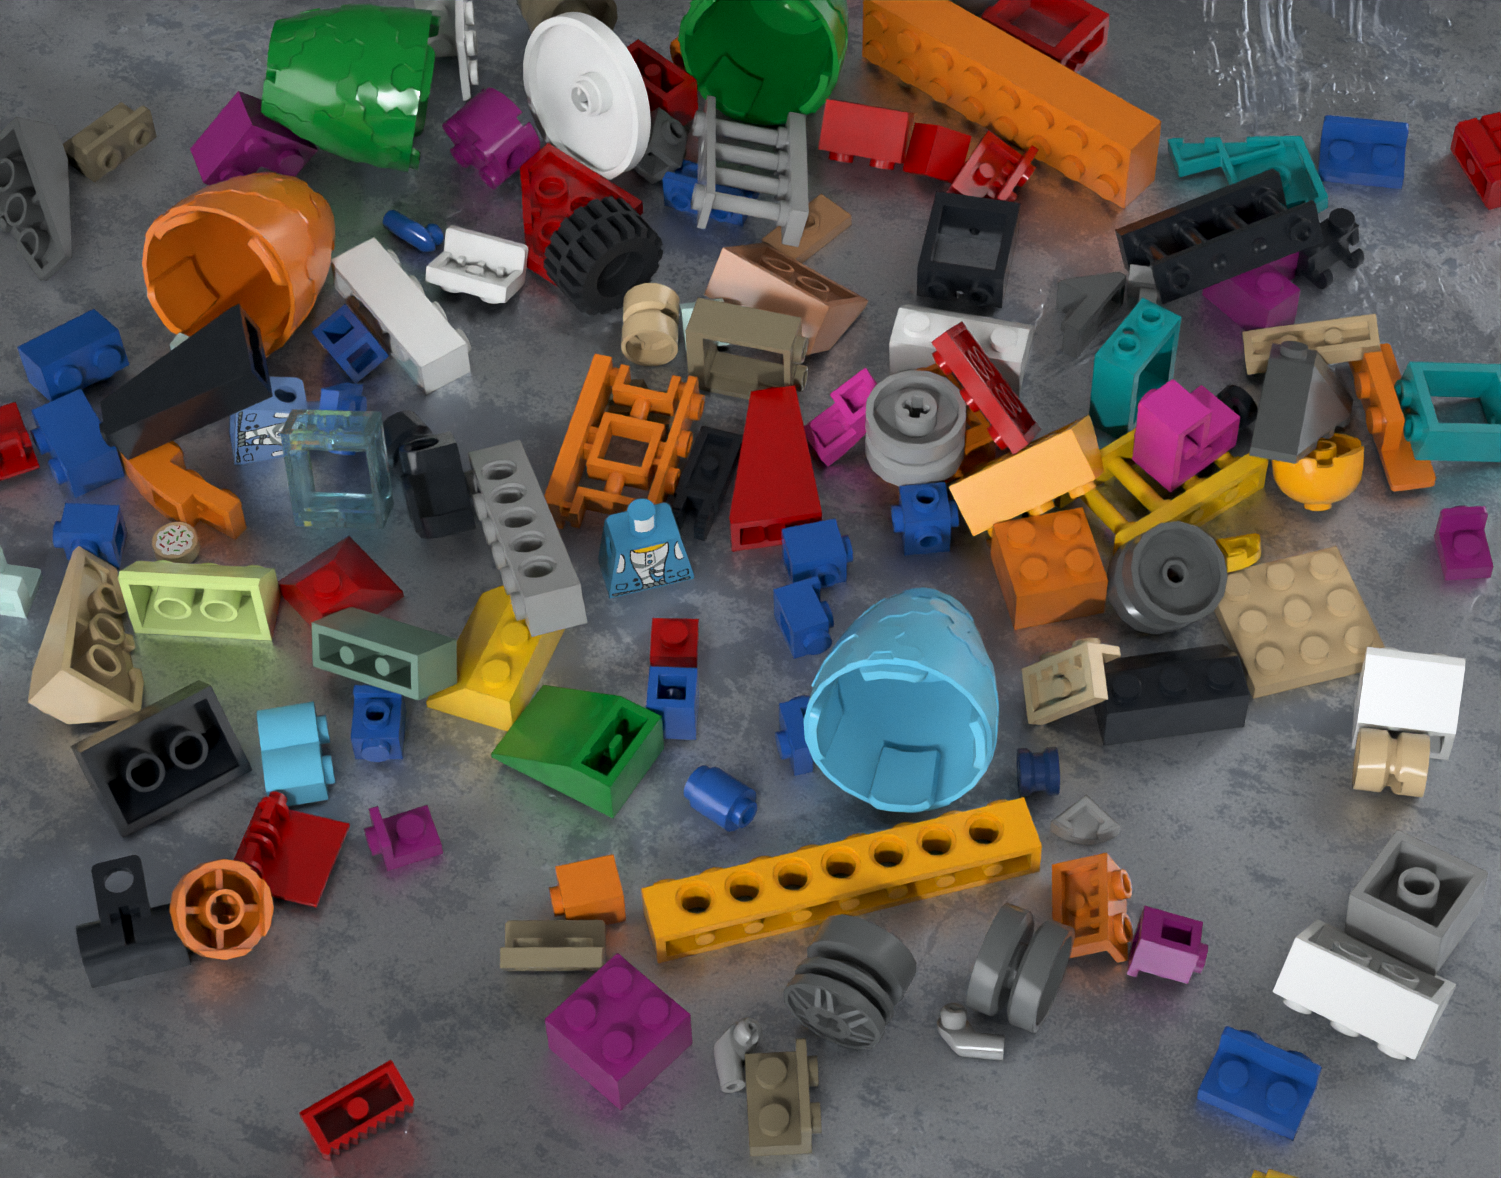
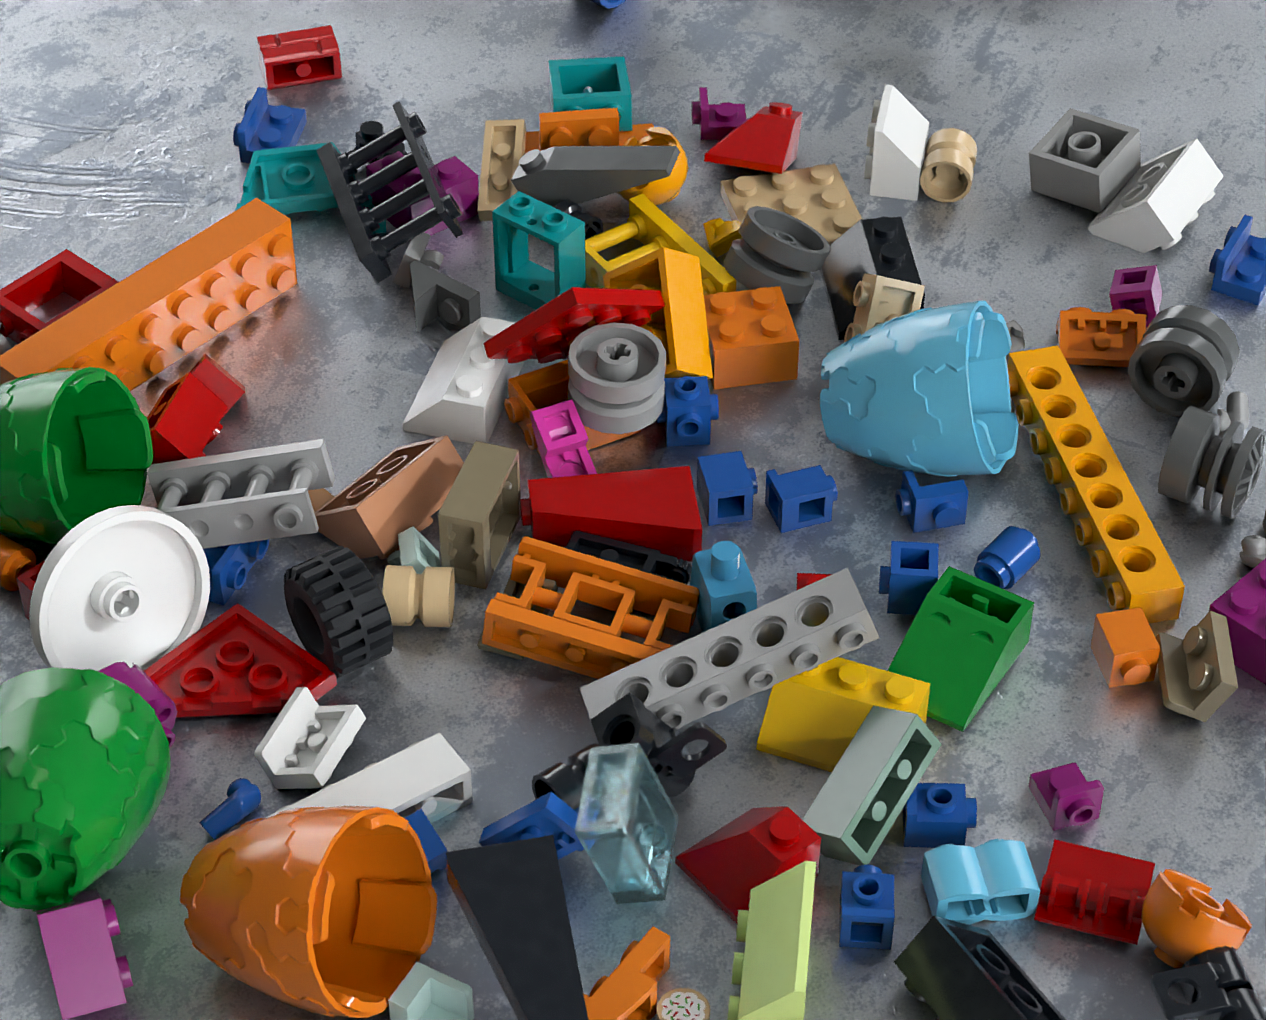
camera: 90 degrees left, 10 degrees down
(271, 669) = (866, 898): none -> blue brick
(973, 219) = (341, 396): black window -> none
(994, 170) = (256, 348): red bracket -> none
(1181, 432) = (626, 220): dark pink brick -> none
(1391, 573) = (762, 142): none -> red slope

